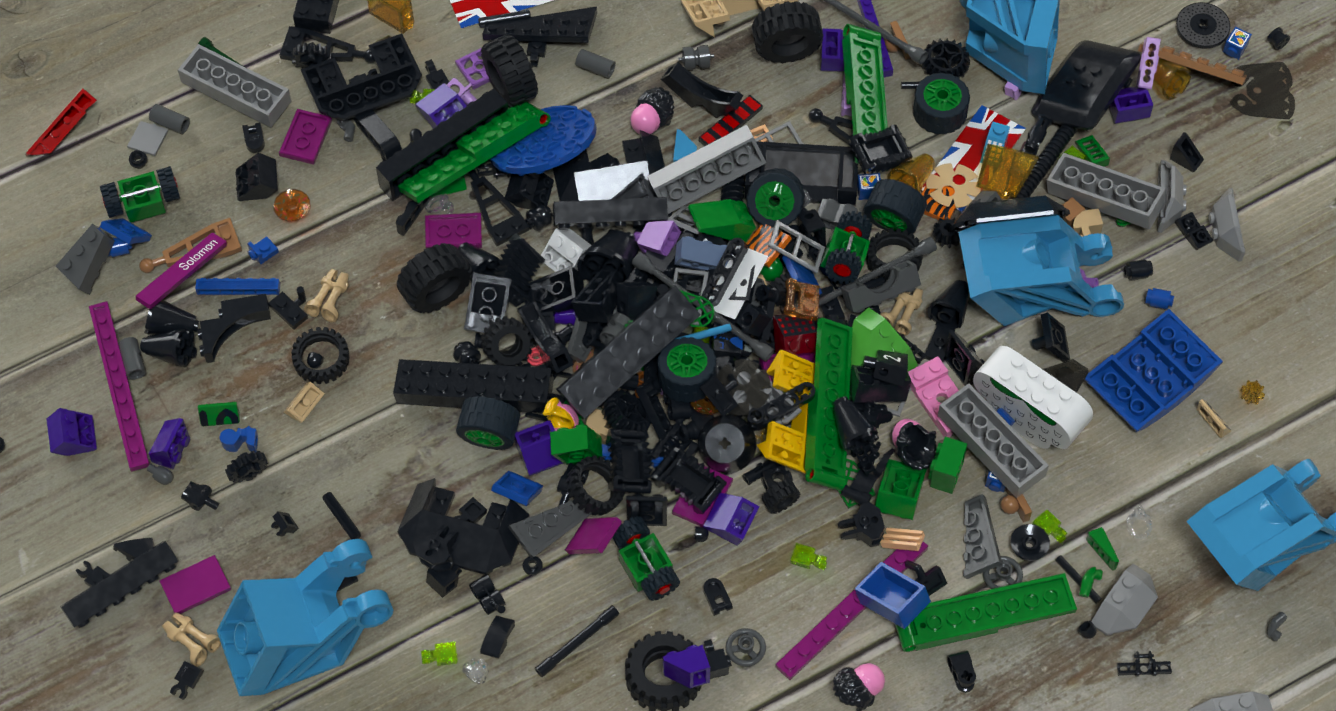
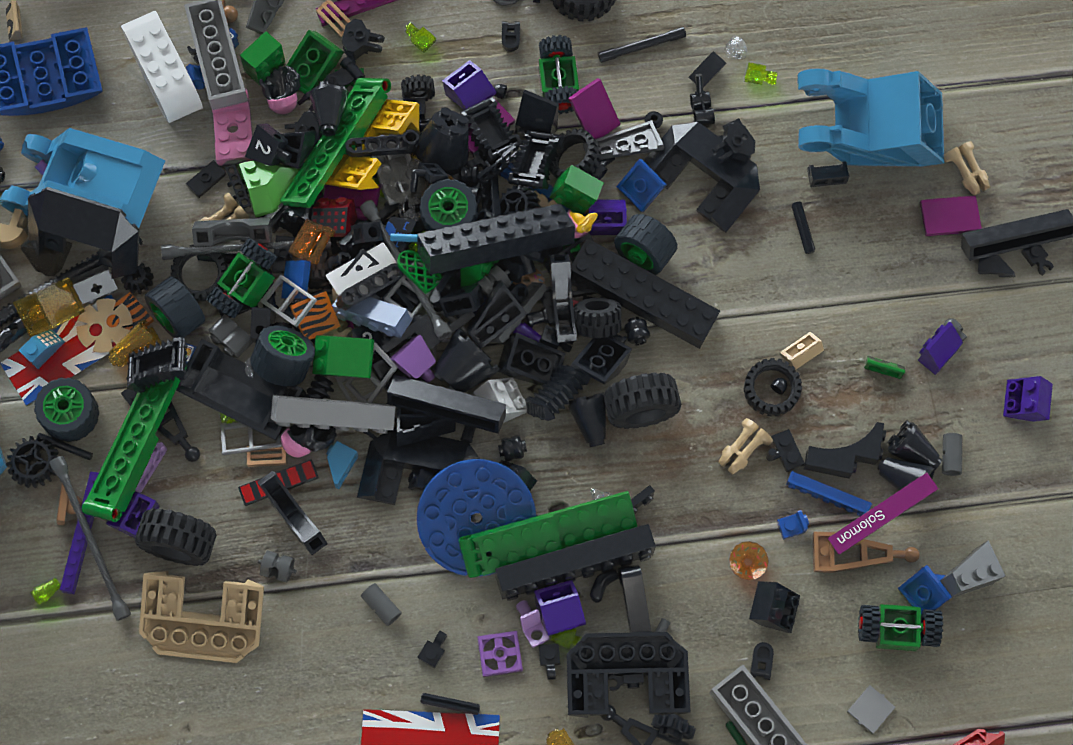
camera: 160 degrees left, 10 degrees up
(119, 386) = (971, 434): magenta plate -> none
(135, 155) = (892, 679): black plate -> none
(169, 119) = (843, 718): dark grey pin -> none
(188, 677) = (980, 136): black plate -> none
(198, 495) = (926, 293): black piece -> none
(233, 440) = (881, 334): blue leg -> none
(246, 466) = (877, 294): black gear -> none
(285, 523) = (856, 237): black tile -> none
(305, 136) = (709, 642): magenta tile -> none
(453, 229) = (598, 471): magenta tile -> none
(472, 511) = (689, 185): black plate -> none
(506, 229) = (546, 453): black plate -> none
(509, 70) = (477, 607): black tyre -> none
(555, 27) = (402, 665): black wing -> none
(652, 110) = (352, 516): hair -> none
(950, 306) = (174, 203): black cone -> none
(962, 358) = (193, 143): black slope -> none
(1054, 338) = (107, 127): black tile -> none
(1069, 373) = (117, 101): clear smoke slope -> none
(1075, 209) = (13, 250): medium nougat panel -> none

